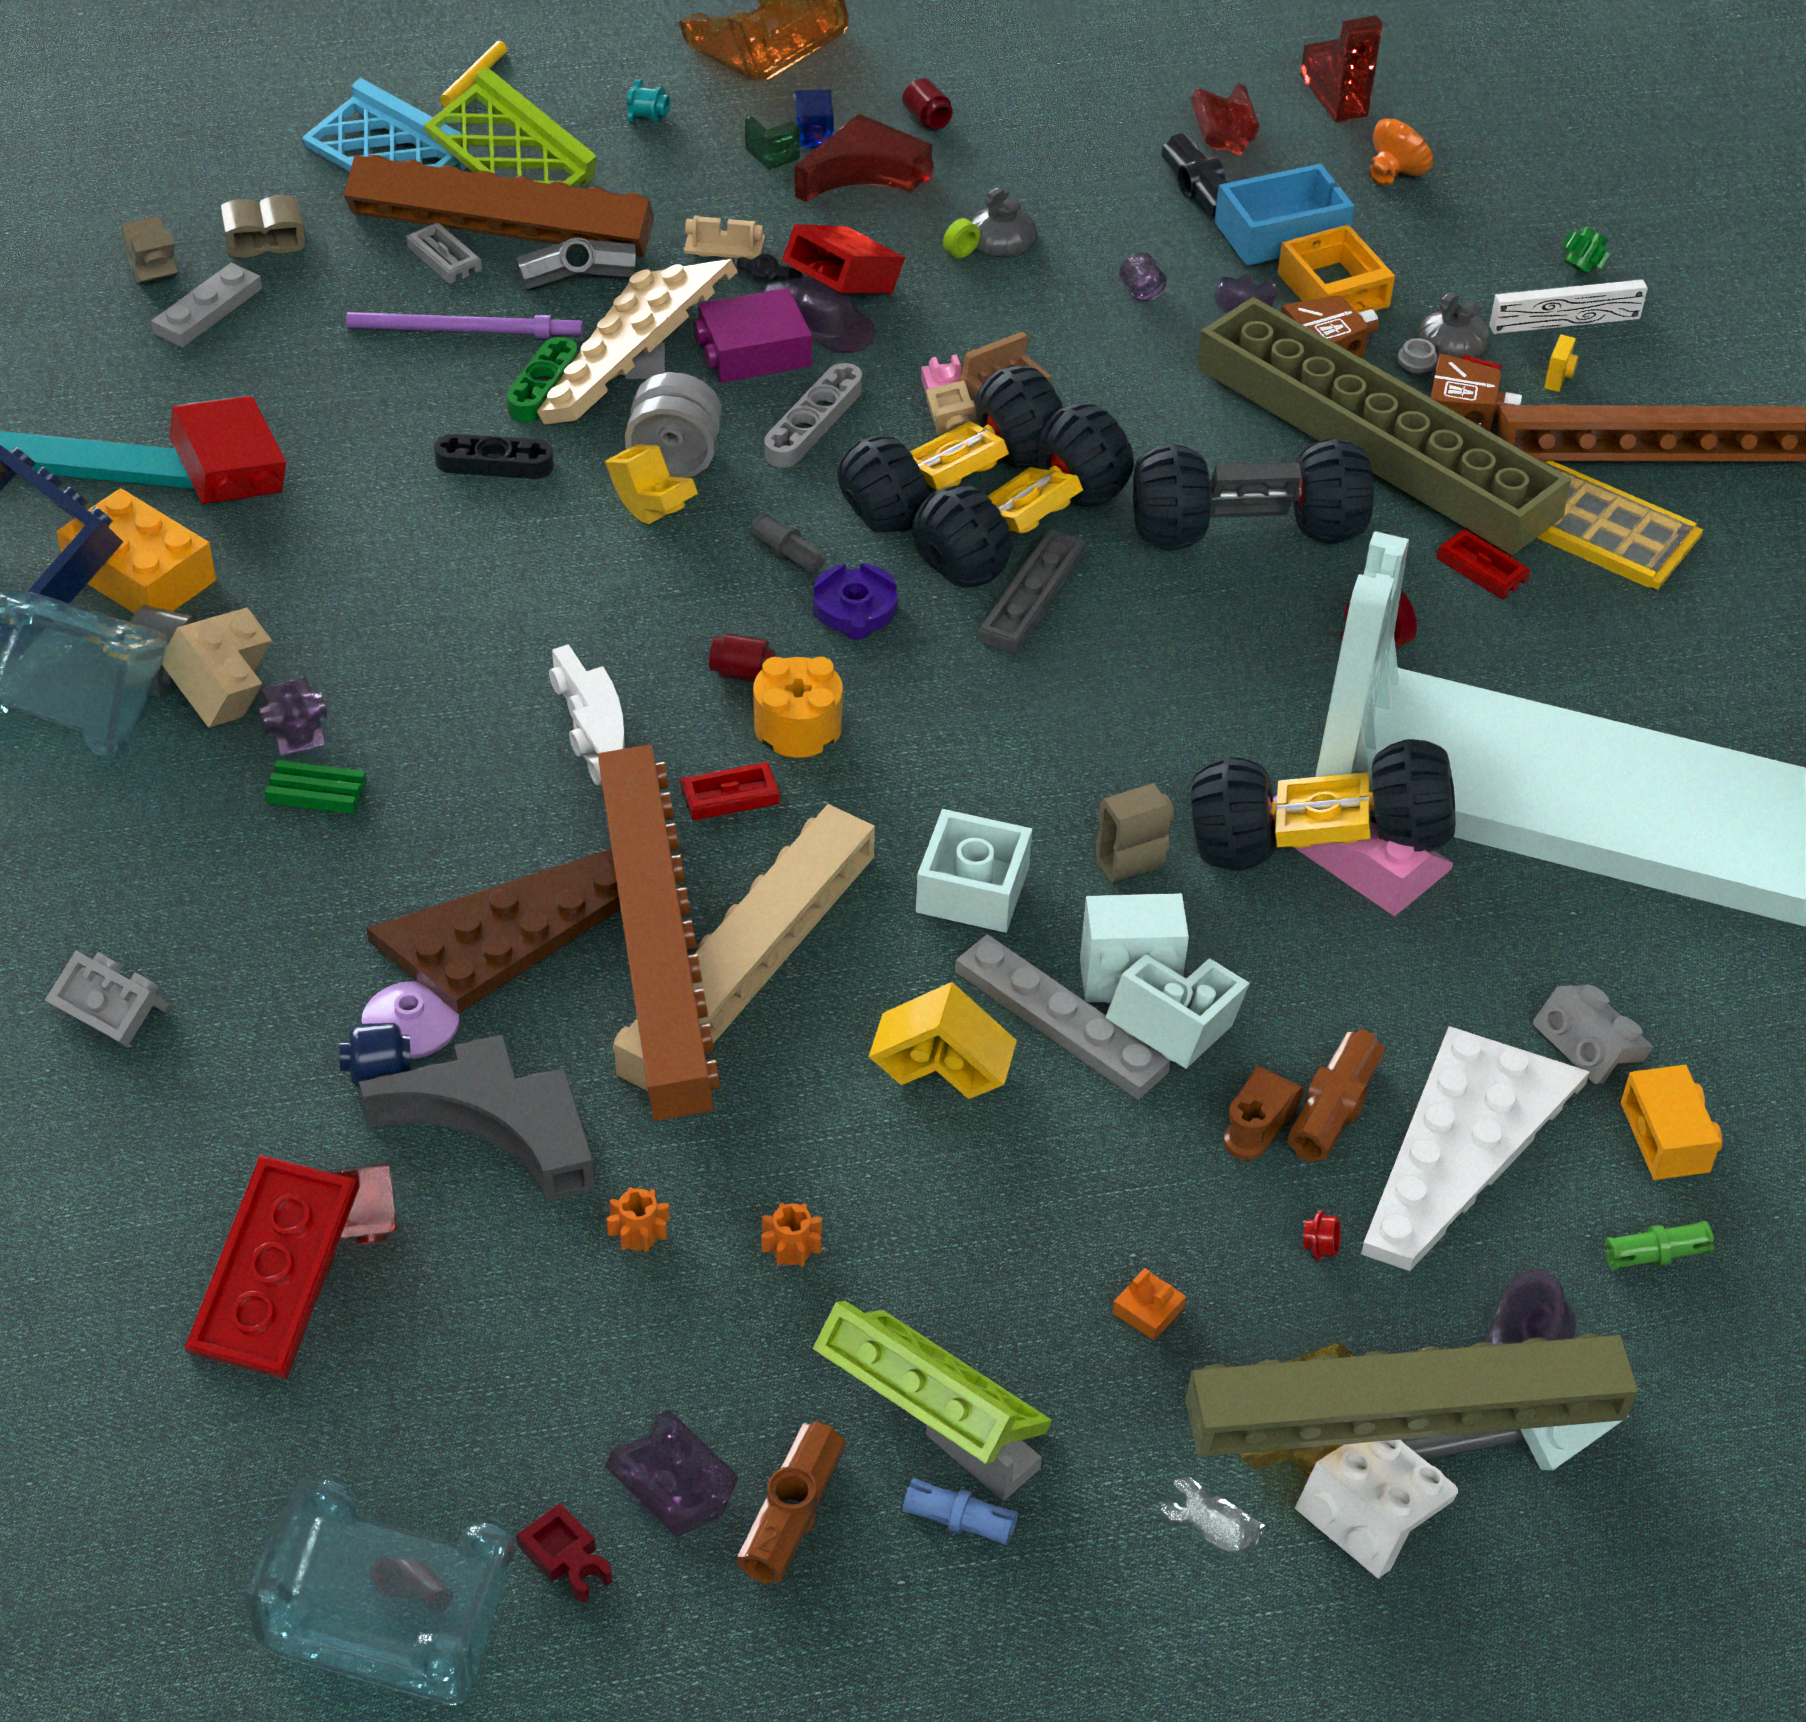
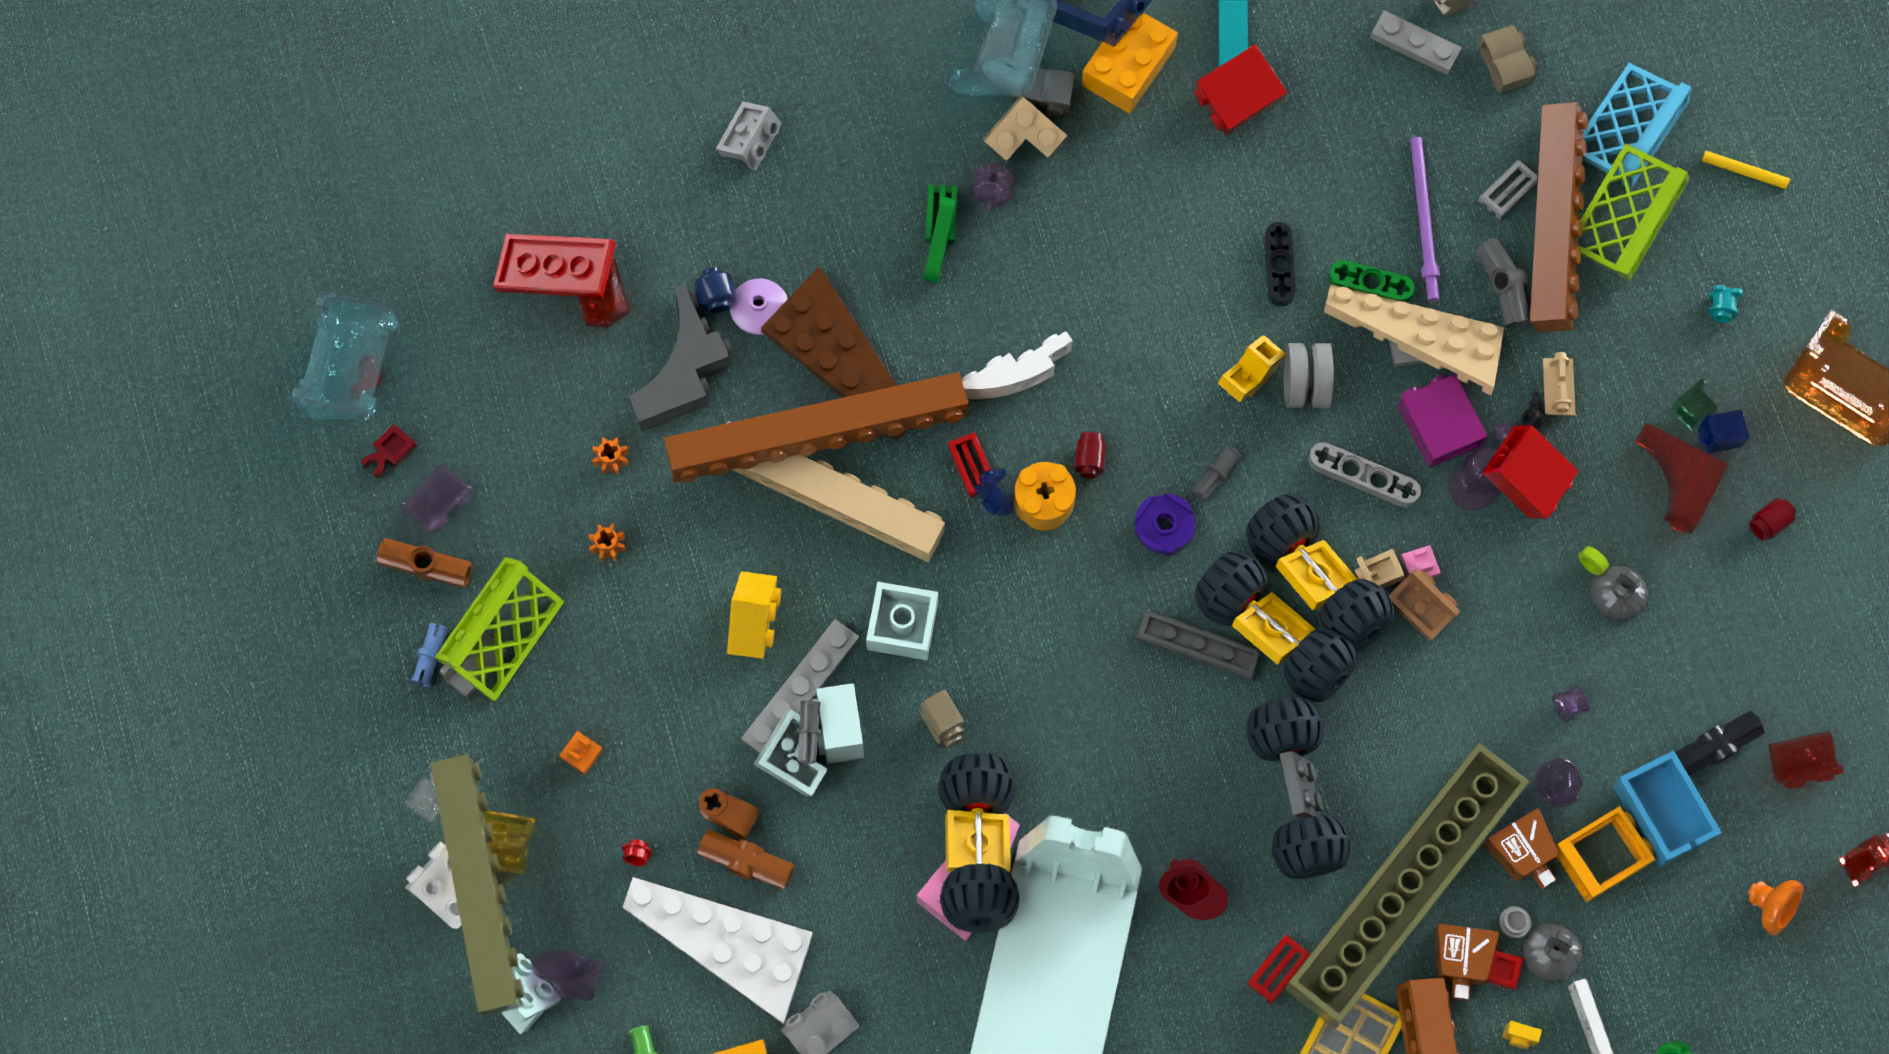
camera: 85 degrees right, 25 degrees up
(399, 781) = (939, 239): none -> green beam
(786, 755) = (993, 499): none -> clear blue bracket
(1160, 951) = (808, 731): none -> dark grey axle

